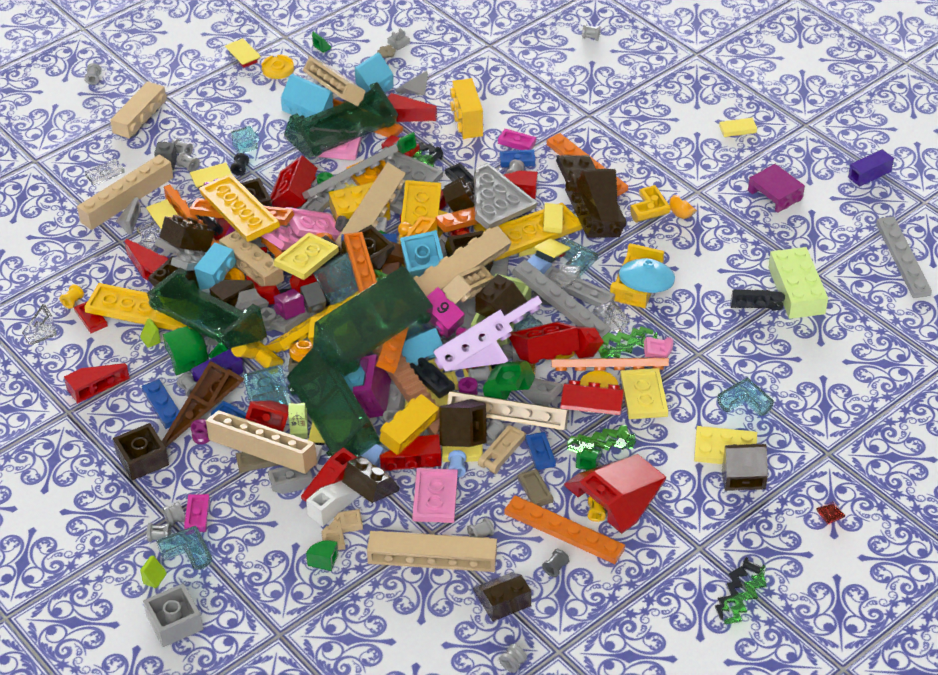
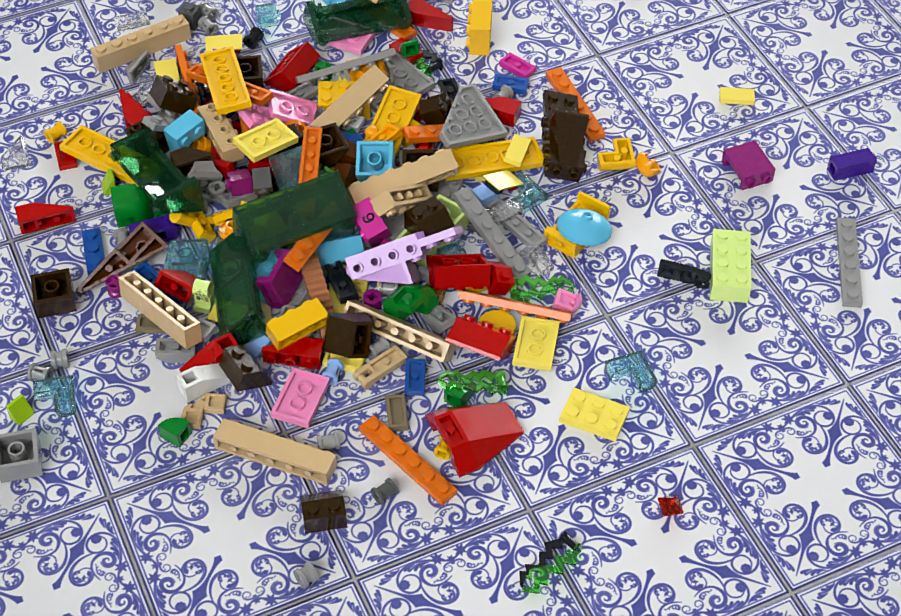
camera: 15 degrees right, 5 degrees up
(197, 511) = (81, 362): dark pink plate -> none
(745, 467) = (600, 440): slope -> none

